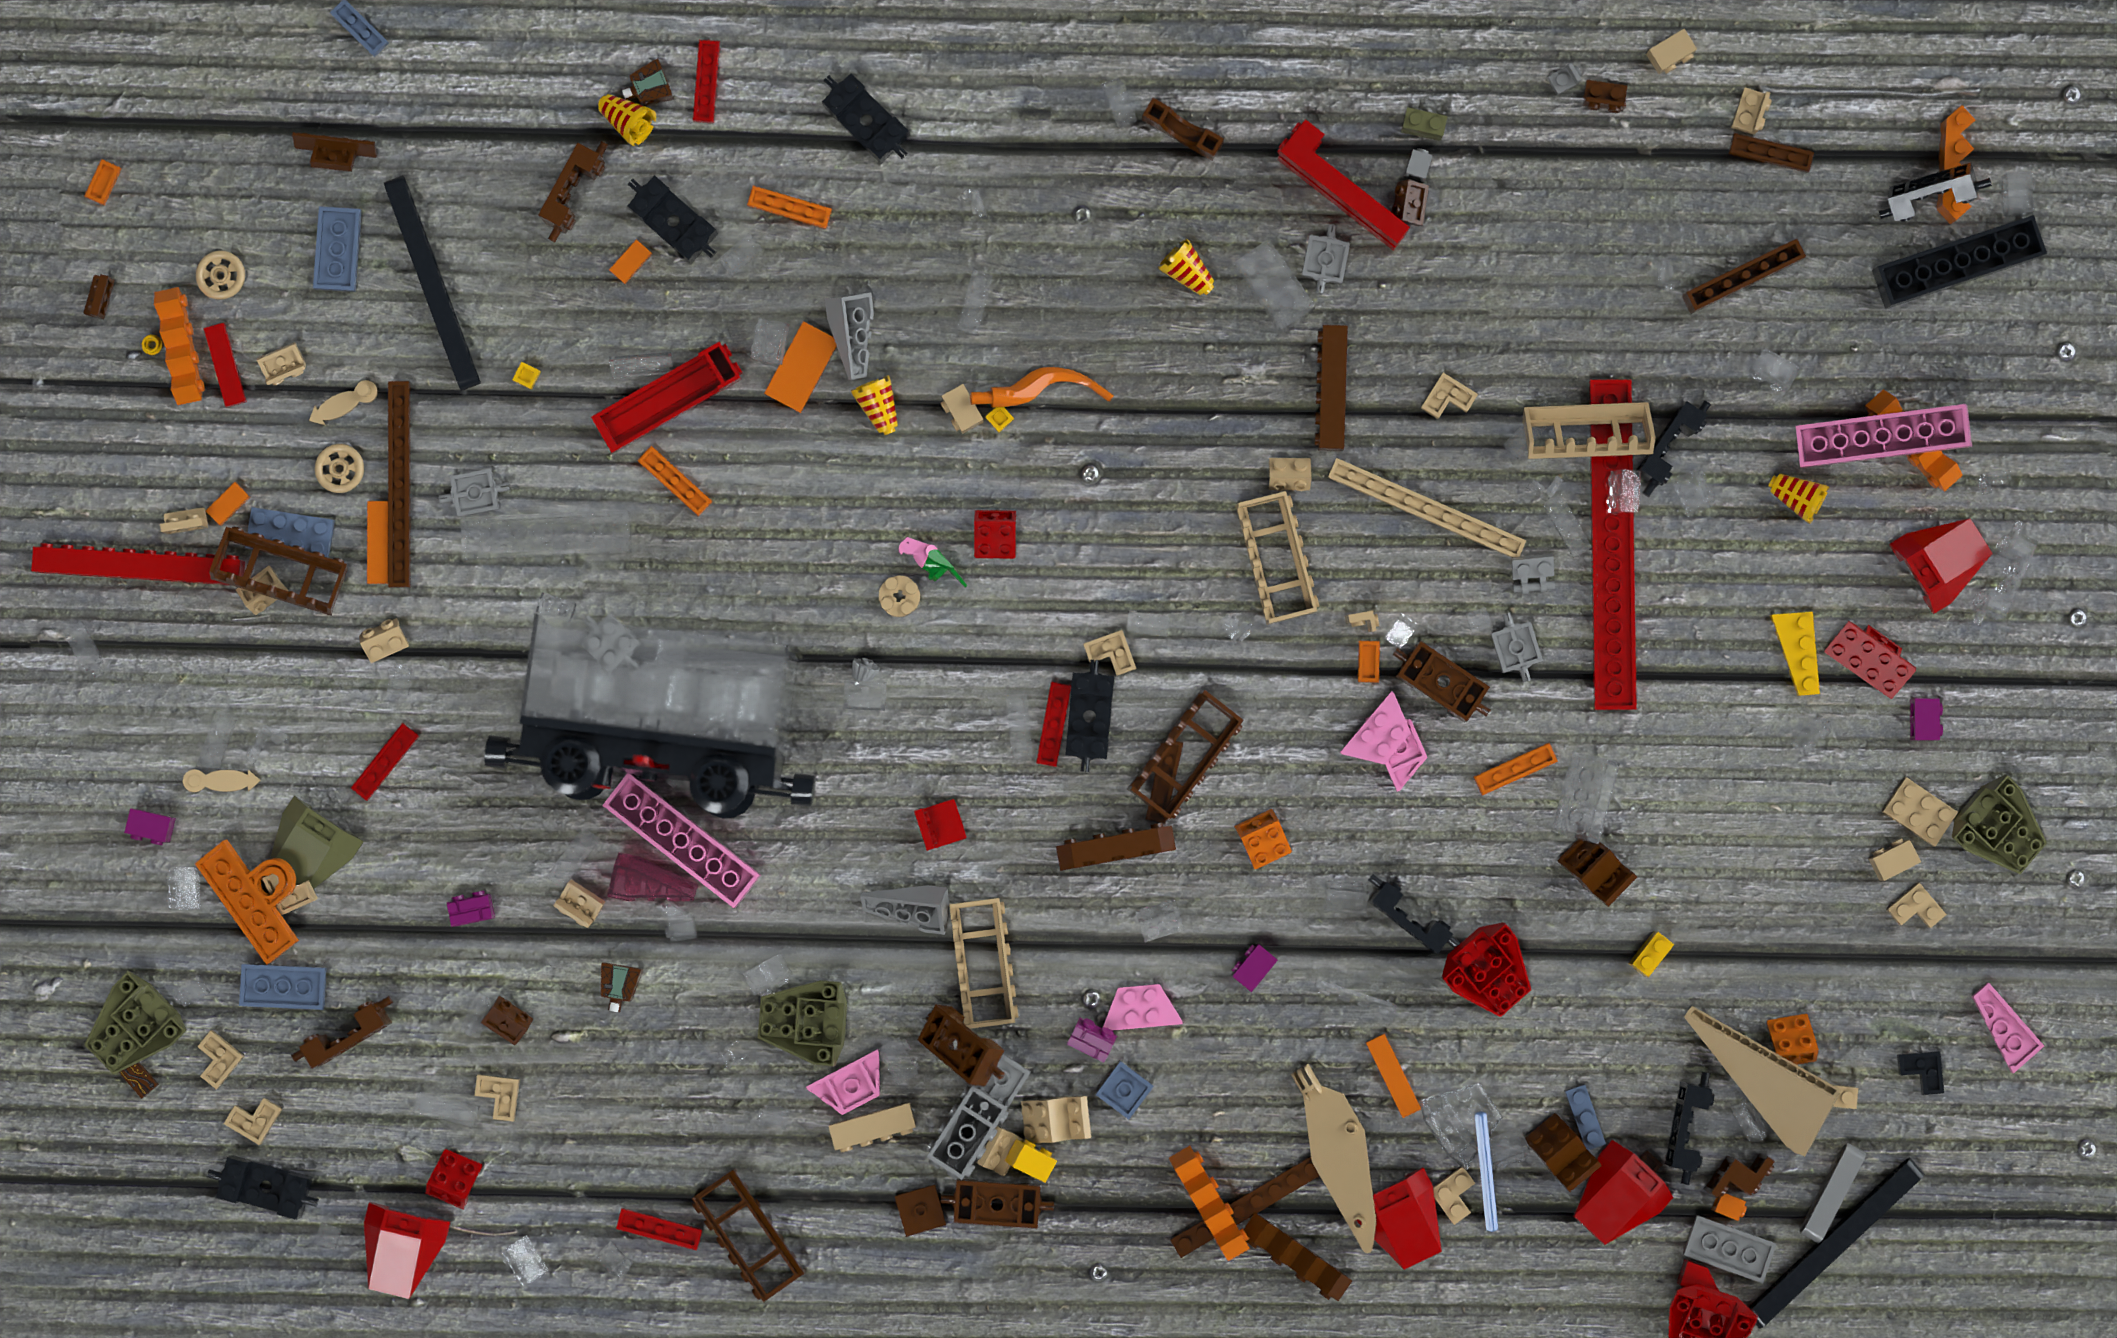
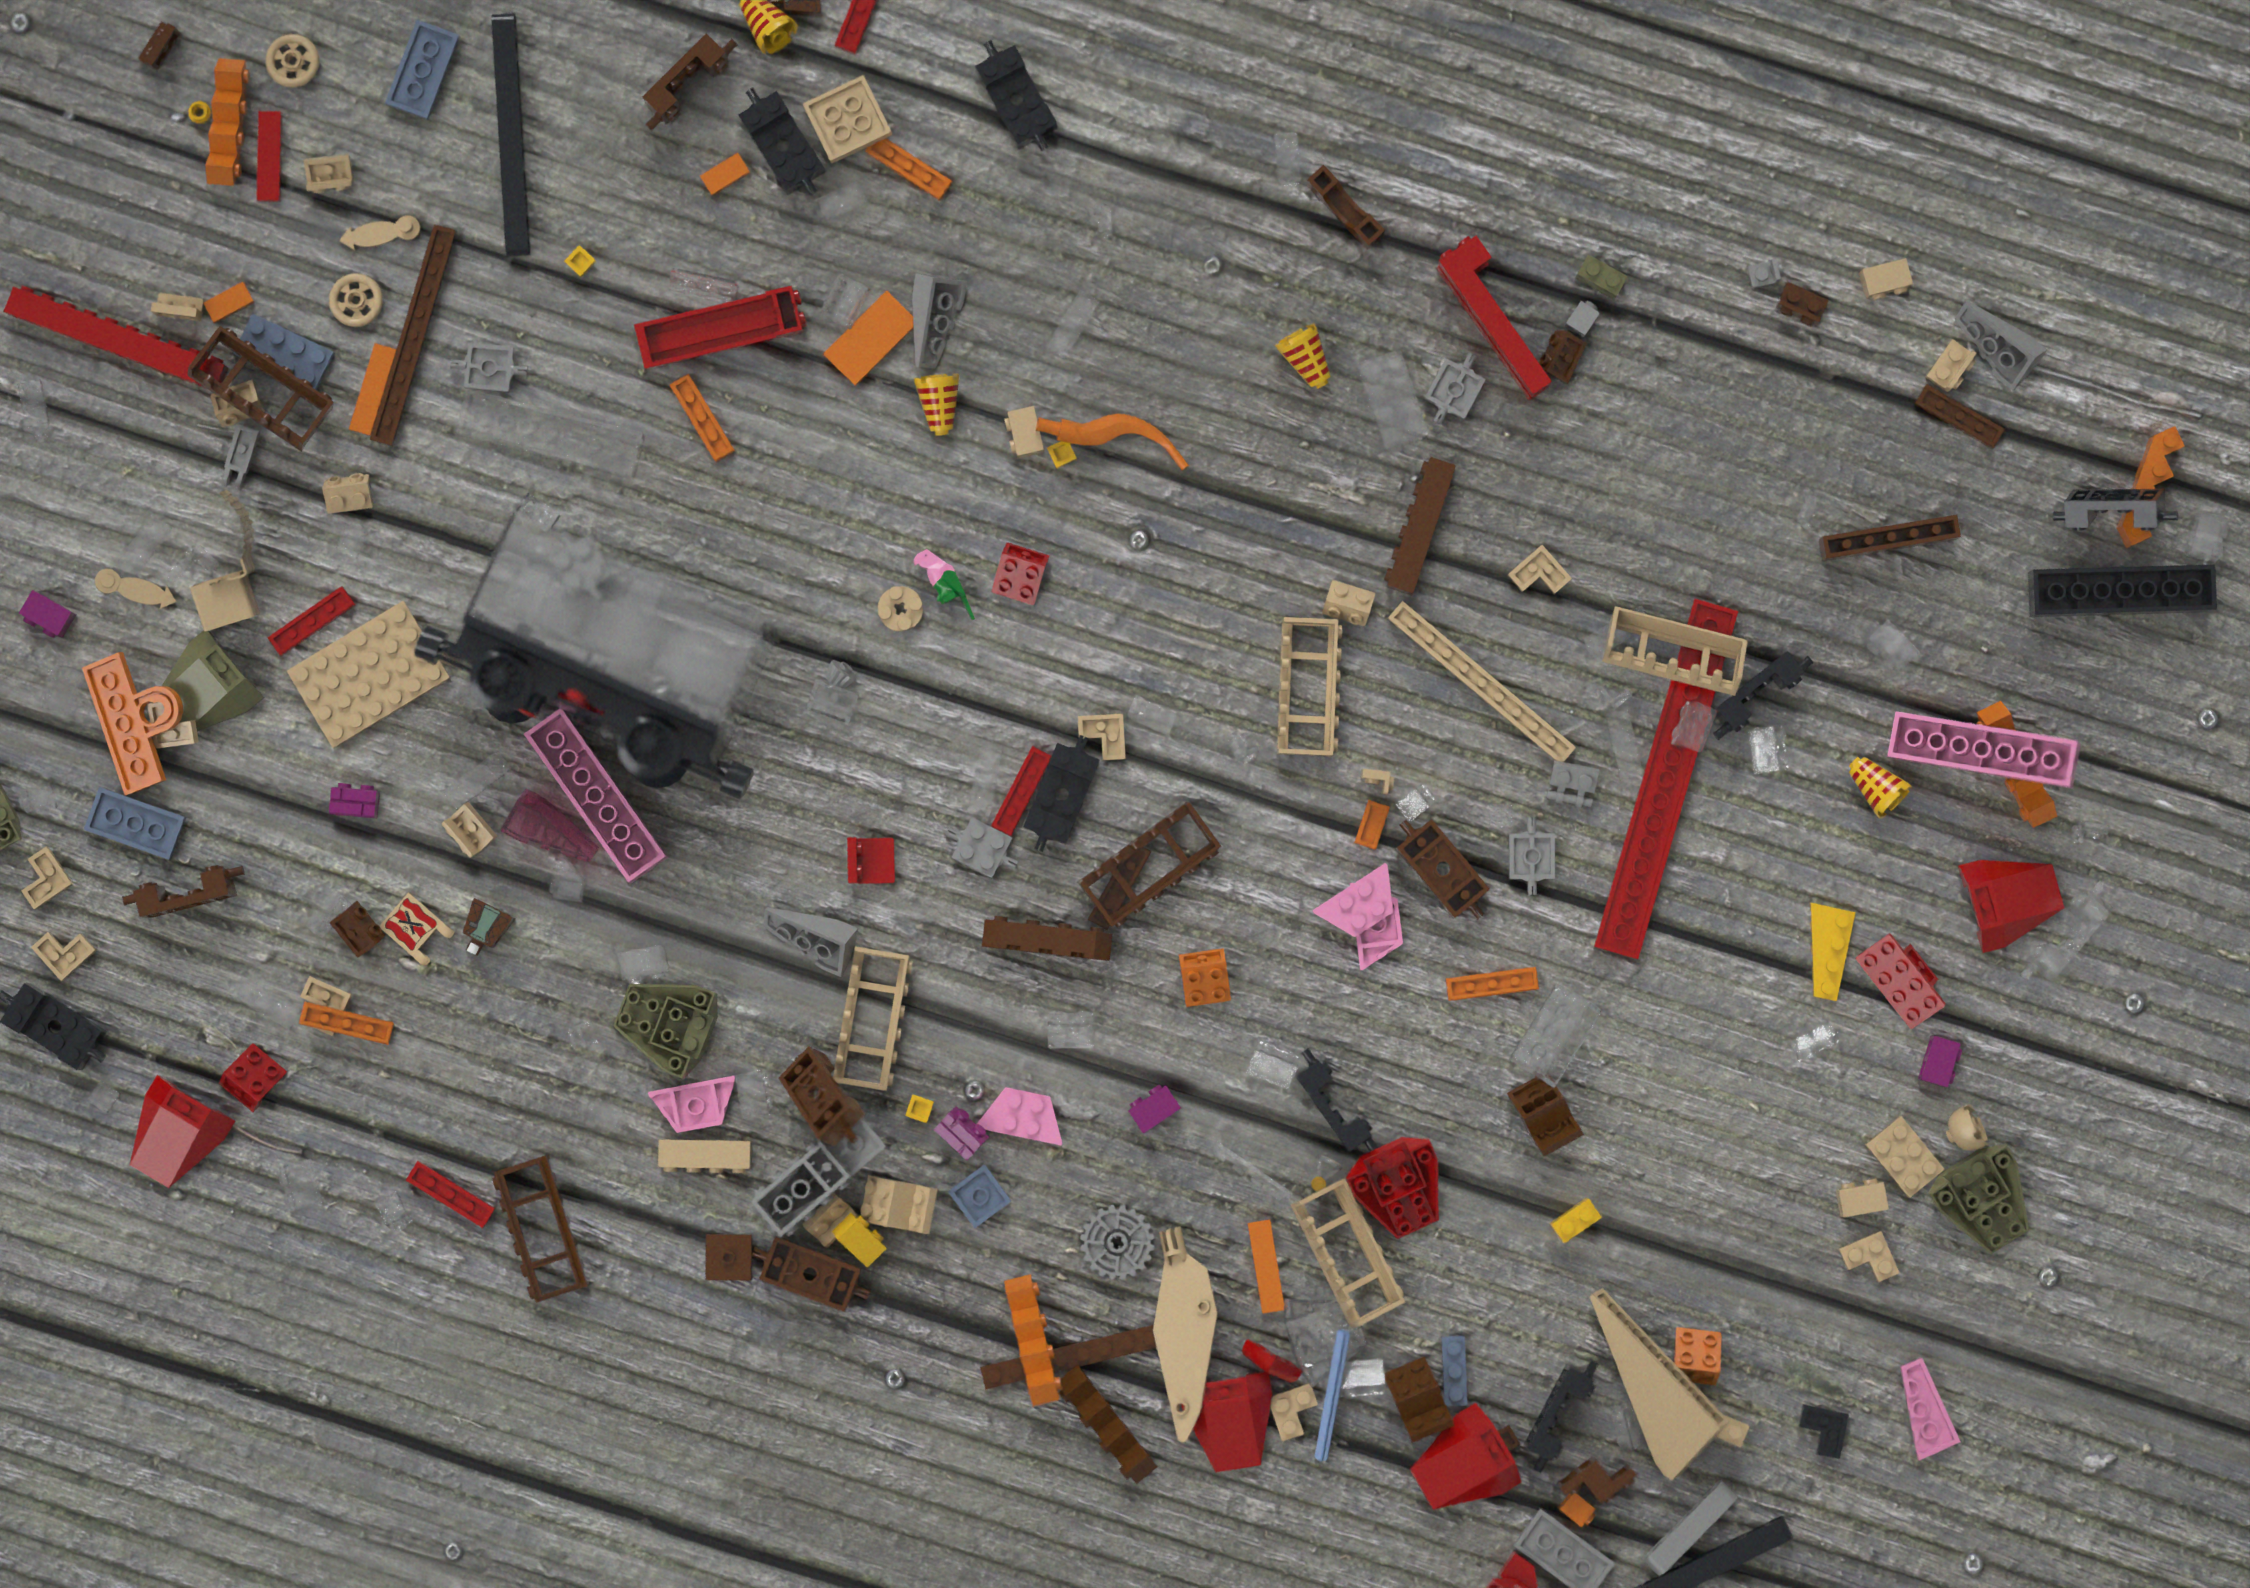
camera: 20 degrees right, 0 degrees up
(278, 635) = (240, 455): none -> light grey hinge
(307, 761) = (229, 596): none -> tan piece
(447, 795) = (366, 675): none -> tan plate
(522, 1106) = (346, 1023): none -> orange tile
(554, 1003) = (412, 926): none -> flag
(723, 181) = (847, 119): none -> tan plate
(1034, 784) = (981, 848): none -> light grey plate
(1048, 1029) = (919, 1108): none -> yellow plate
(1244, 1104) = (1100, 1248): none -> light grey piece
(1417, 988) = (1319, 1182): none -> clear piece
(1423, 1159) = (1270, 1362): none -> red brick
(1482, 1034) = (1373, 1252): none -> tan window
(1792, 80) = (2003, 345): none -> light grey wedge
(1967, 772) = (1966, 1129): none -> tan cylinder

